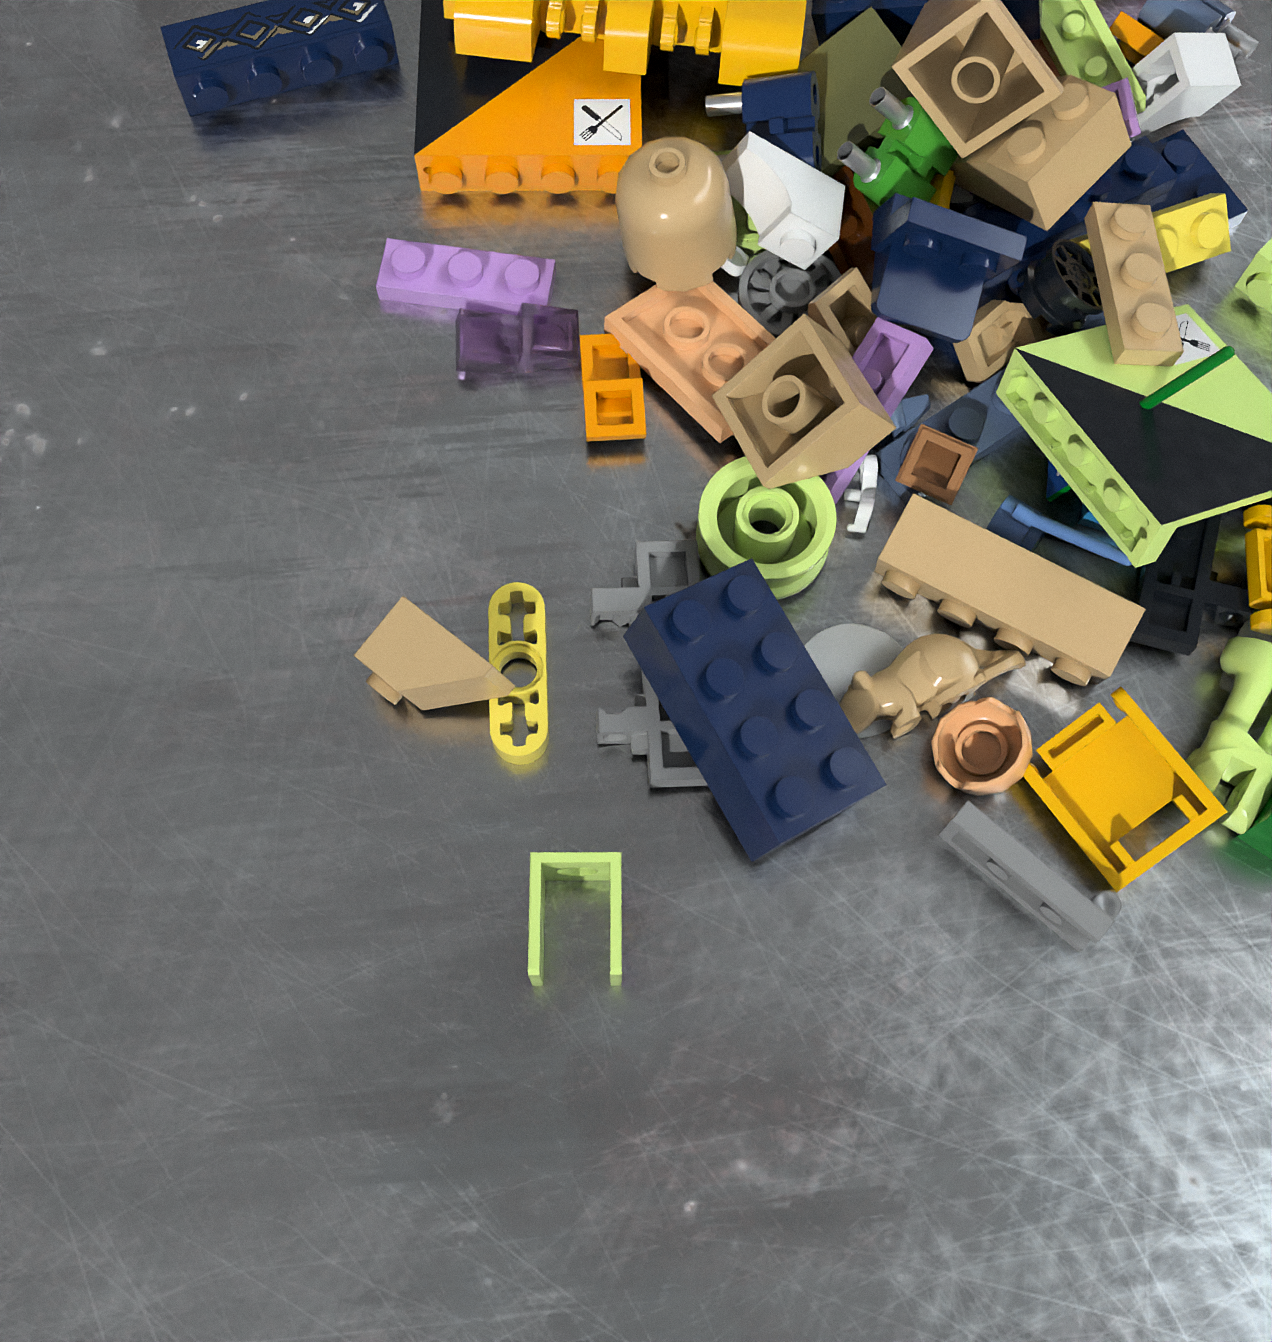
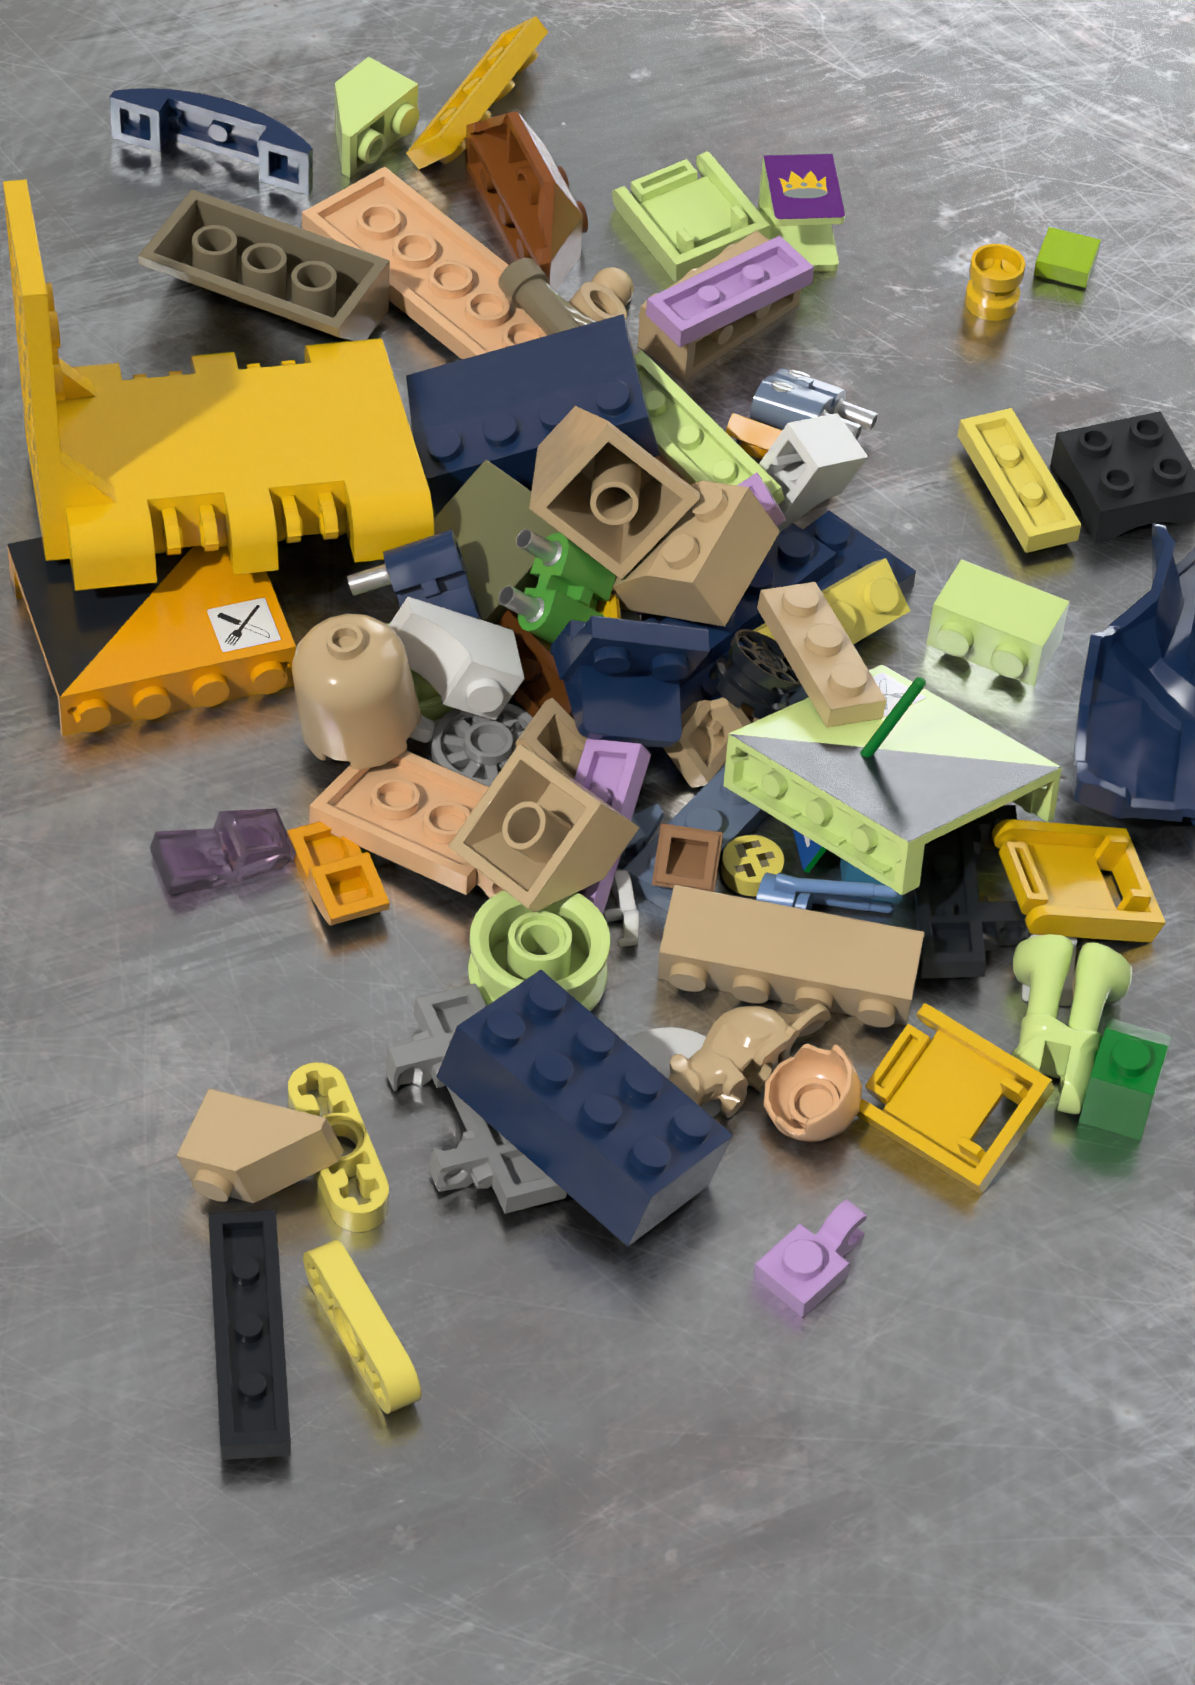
camera: 20 degrees left, 20 degrees down
(366, 855) = (249, 1335): none -> black plate
(463, 277) = (142, 805): lavender plate -> none
(472, 878) = (362, 1326): none -> light yellow beam
(573, 867) = (497, 1290): yellowish green piece -> none
(921, 927) = (811, 1266): none -> lavender plate
(997, 475) = (747, 861): none -> light yellow tile
(1030, 879) = (892, 1193): light grey hinge -> none

